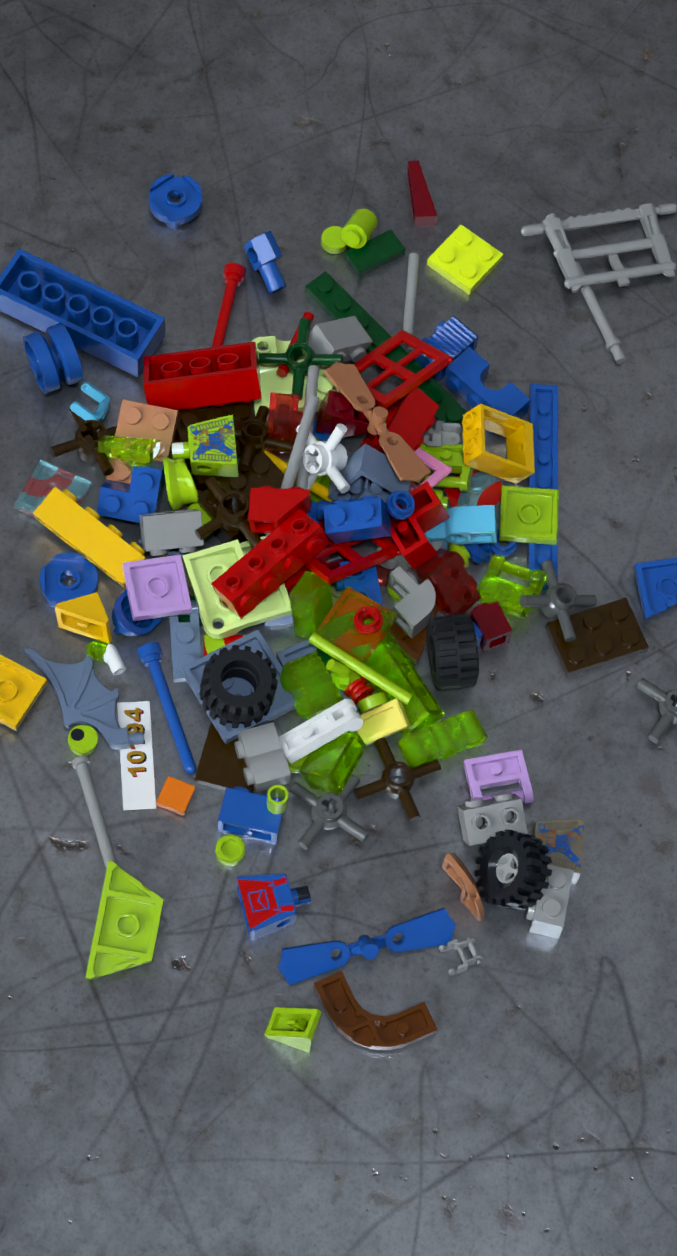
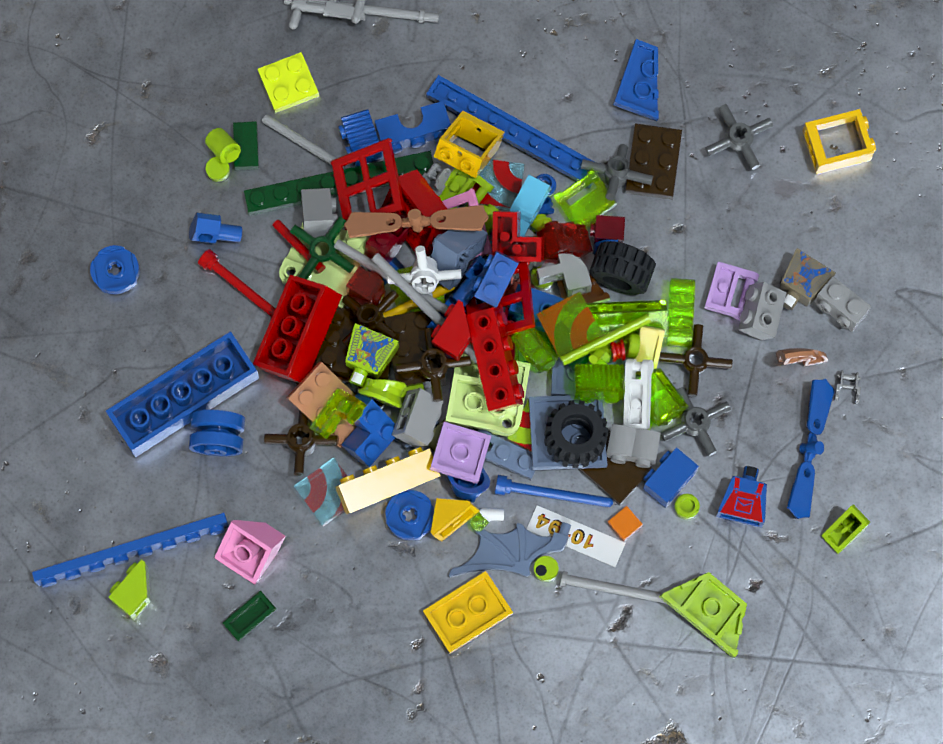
camera: 55 degrees left, 10 degrees up
(97, 395) = (275, 418): medium azure piece -> none
(280, 792) = (677, 445): lime hinge -> none
(365, 613) = (577, 306): red plate -> none
(368, 1029) = (872, 480): reddish brown plate -> none
(405, 500) = (502, 235): blue plate -> none
(422, 204) = (218, 86): dark red piece -> none
(513, 870) = (809, 328): black wheel -> none
(529, 515) = (536, 153): lime tile -> none

